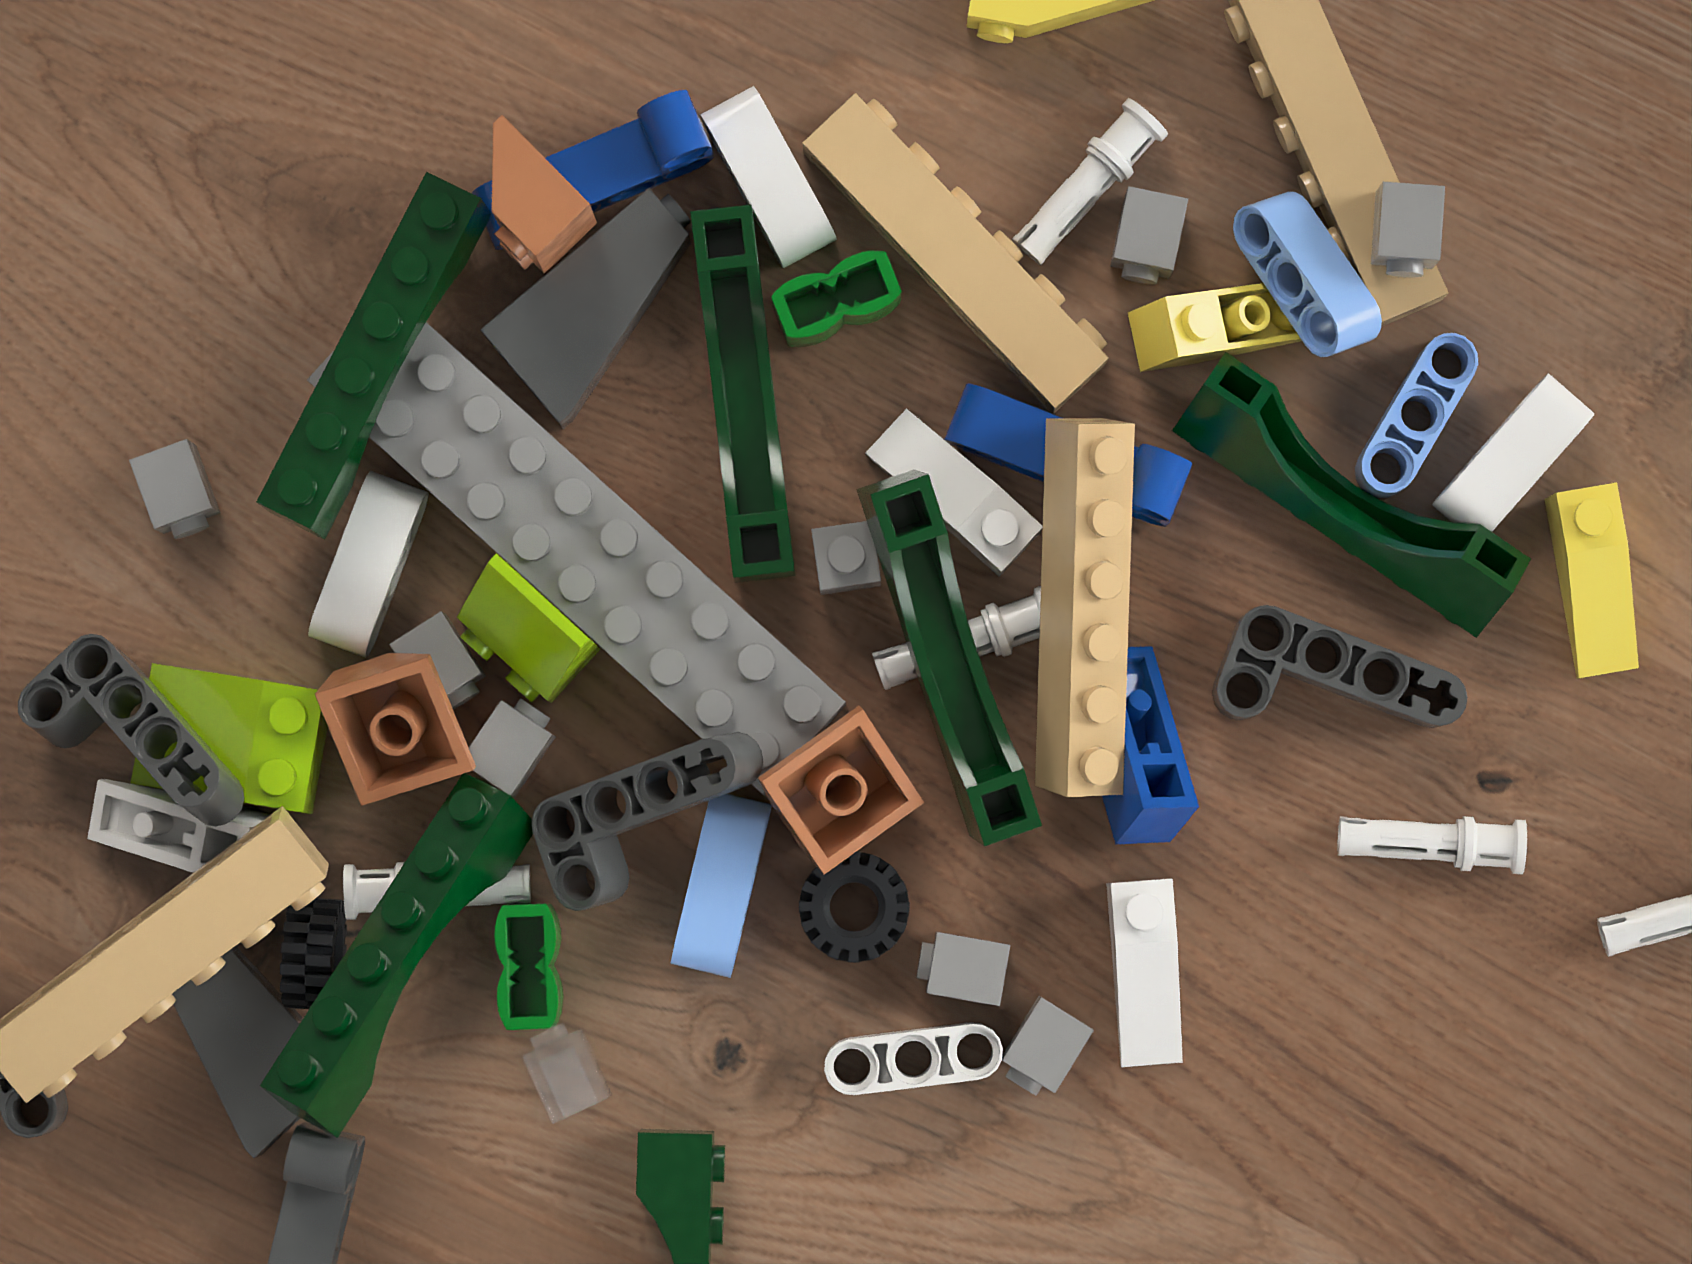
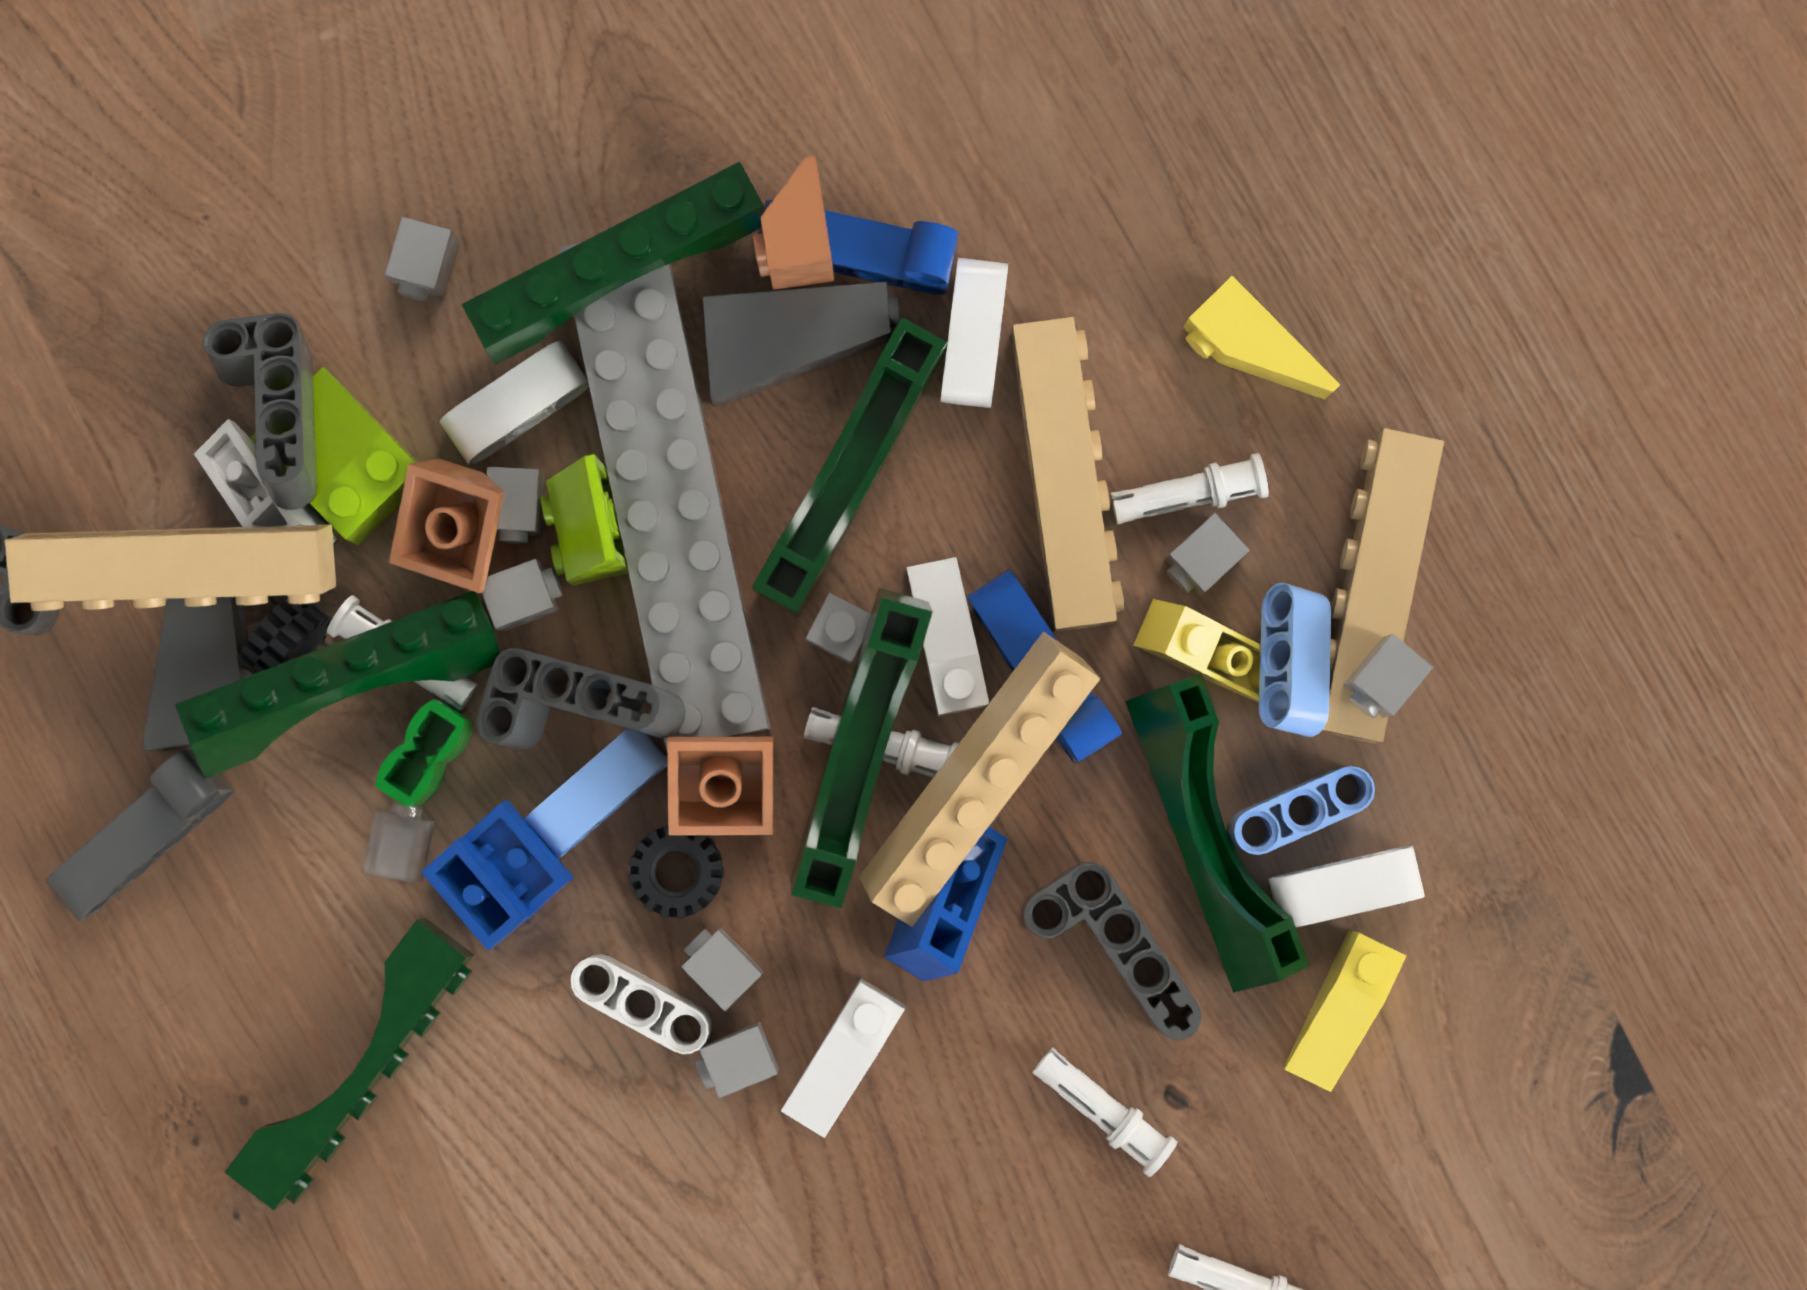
camera: 30 degrees right, 0 degrees up
(684, 1033) = (497, 875): none -> blue brick
(852, 294) = (974, 451): green brick -> none

